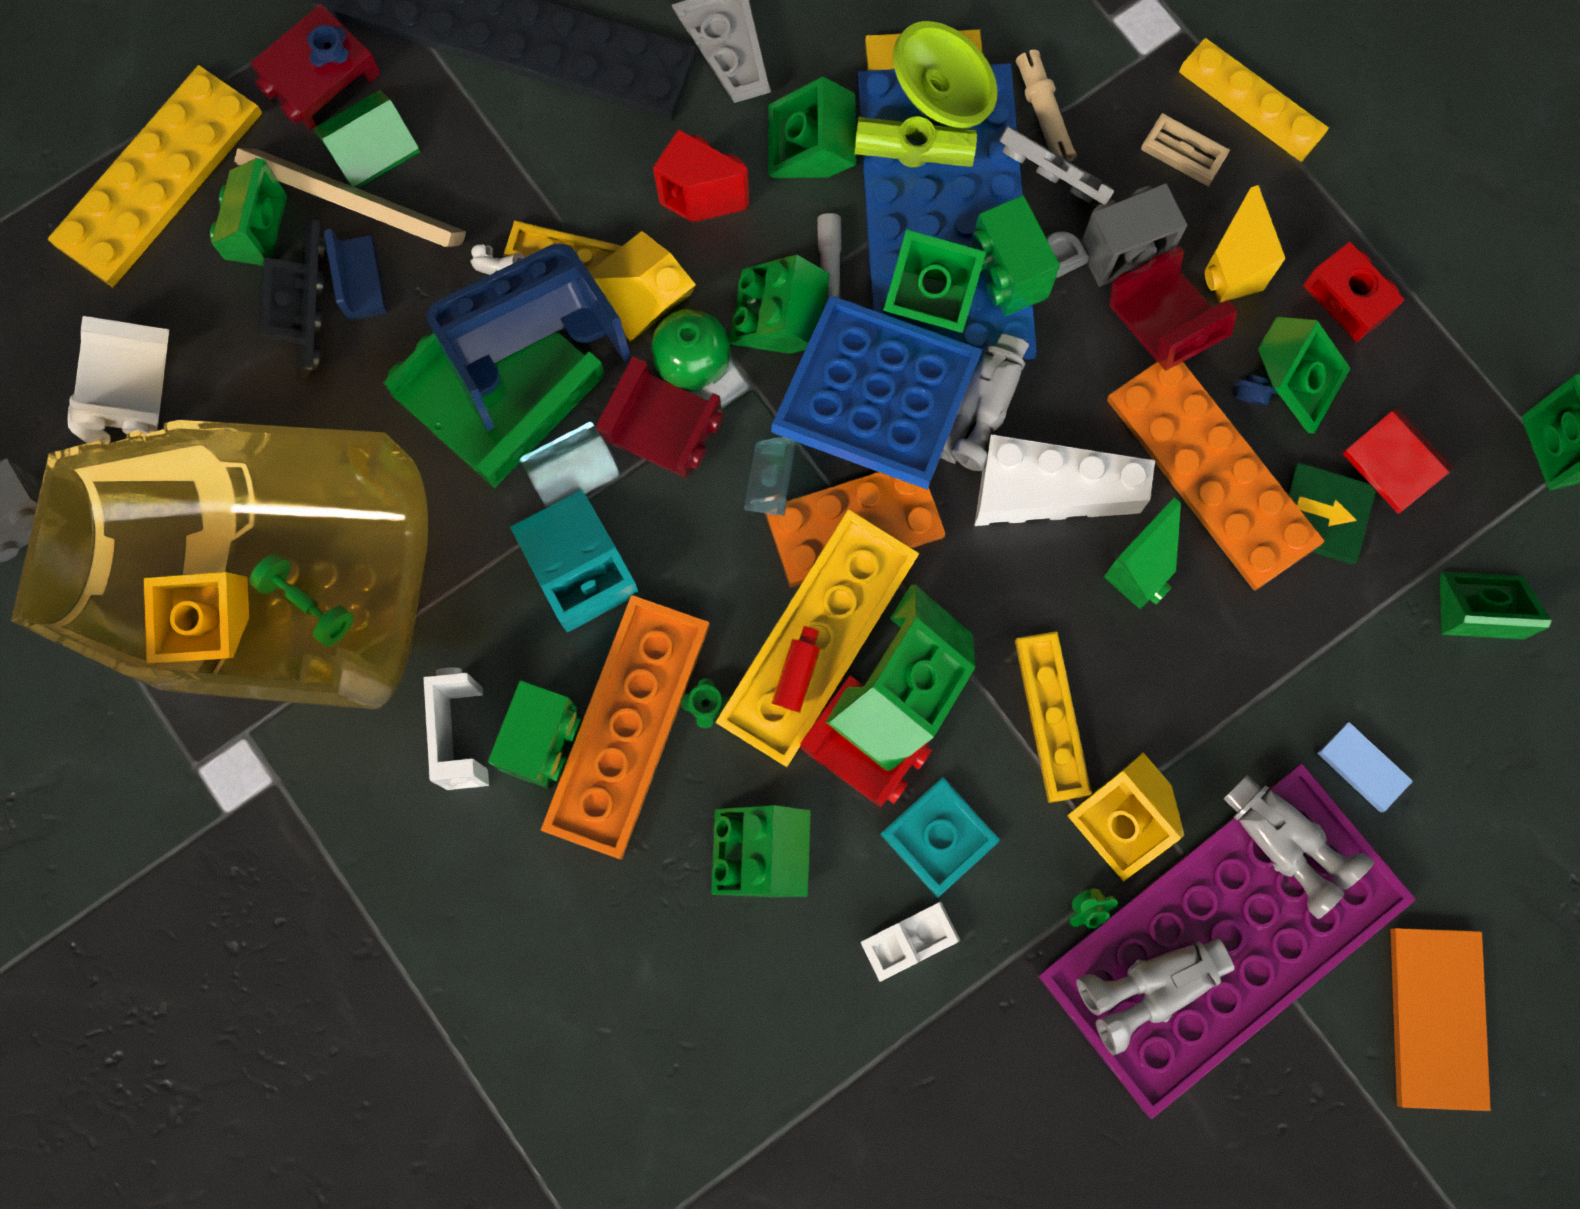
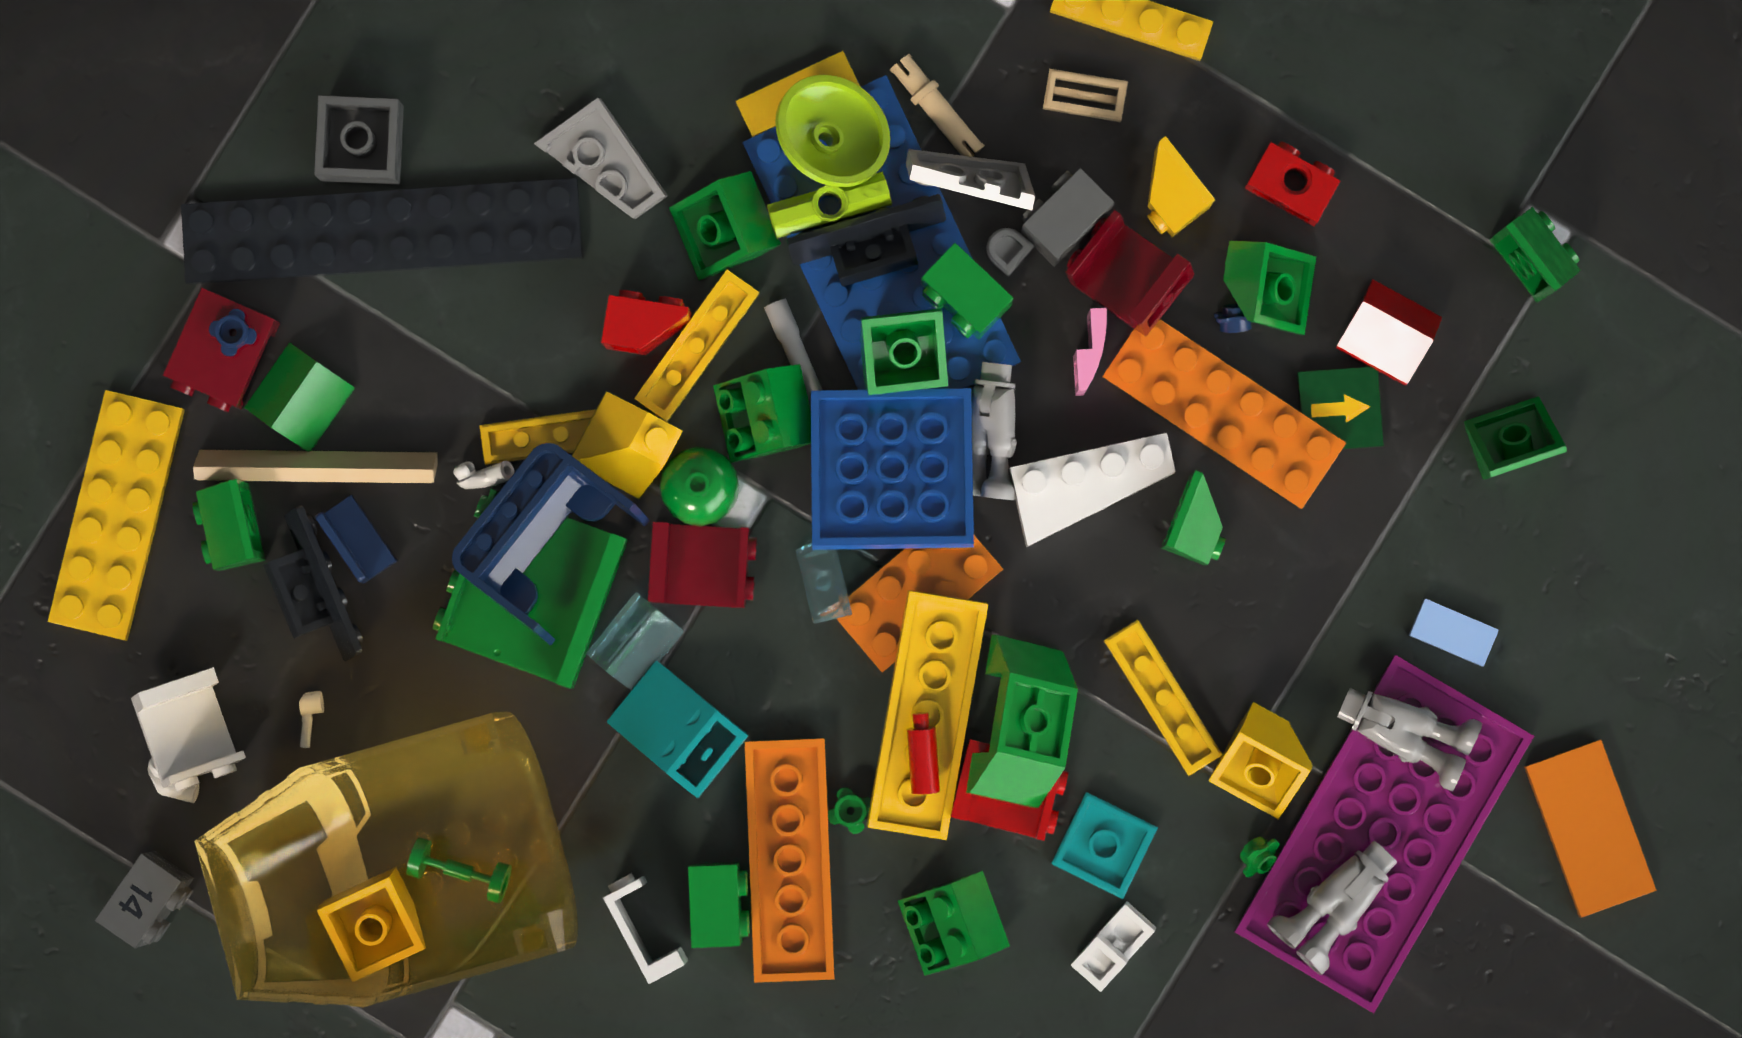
camera: 15 degrees left, 10 degrees up
(243, 404) = (309, 704): none -> white hand
(744, 225) = (697, 345): none -> yellow plate
(940, 185) = (869, 243): none -> black bracket
(1107, 360) = (1087, 360): none -> bright pink slope

